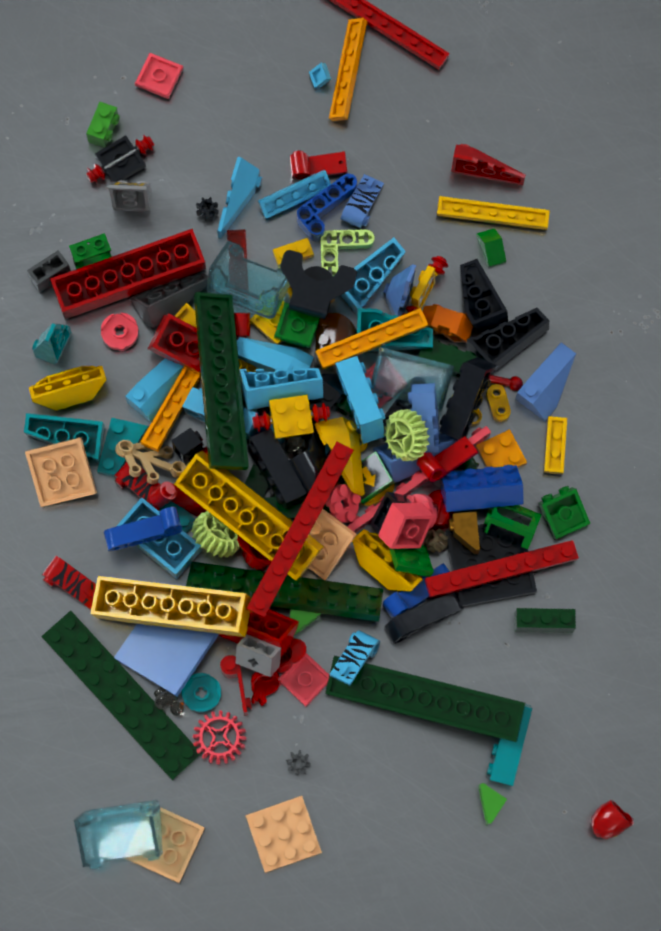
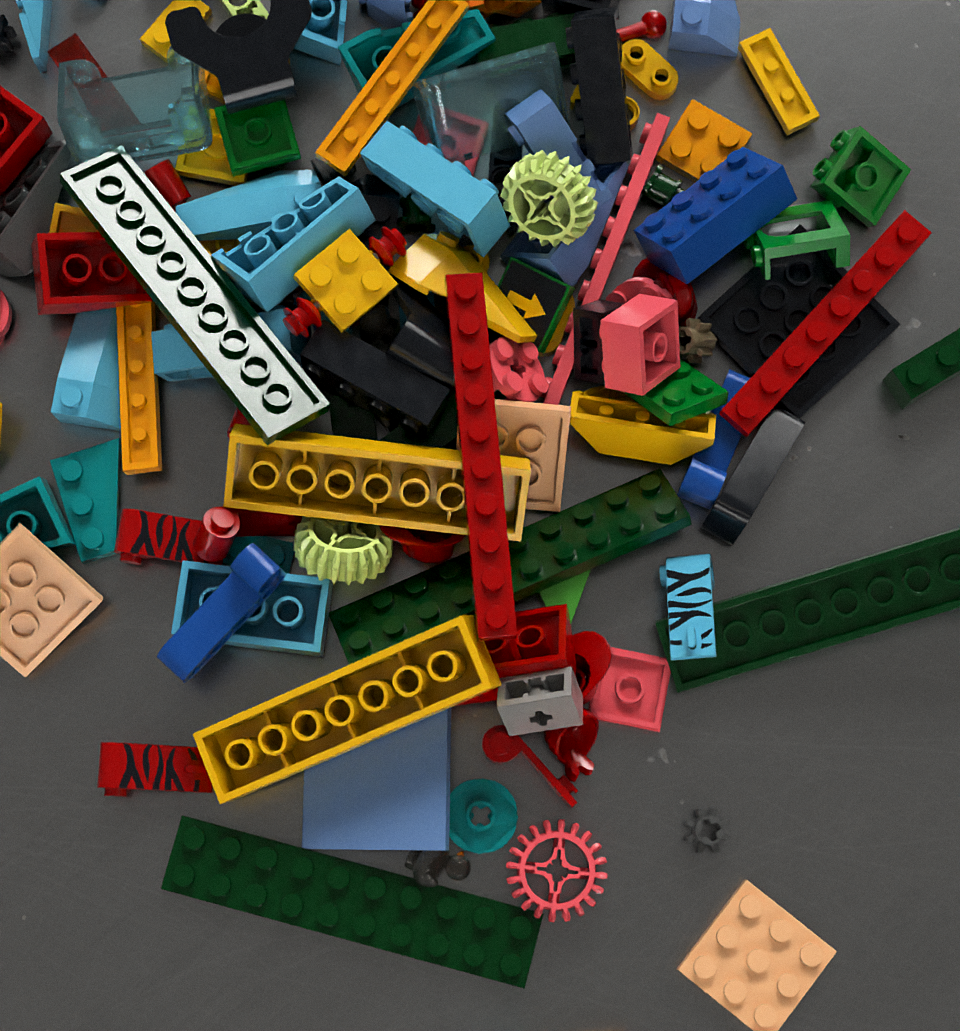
camera: 30 degrees left, 5 degrees up
(130, 451) = (112, 497): tan plant -> none
(187, 445) = (204, 430): black brick -> none
(333, 329) = (318, 108): reddish brown slope -> none
(447, 460) = (634, 201): red door -> none
(466, 530) = (734, 295): pearl gold slope -> none

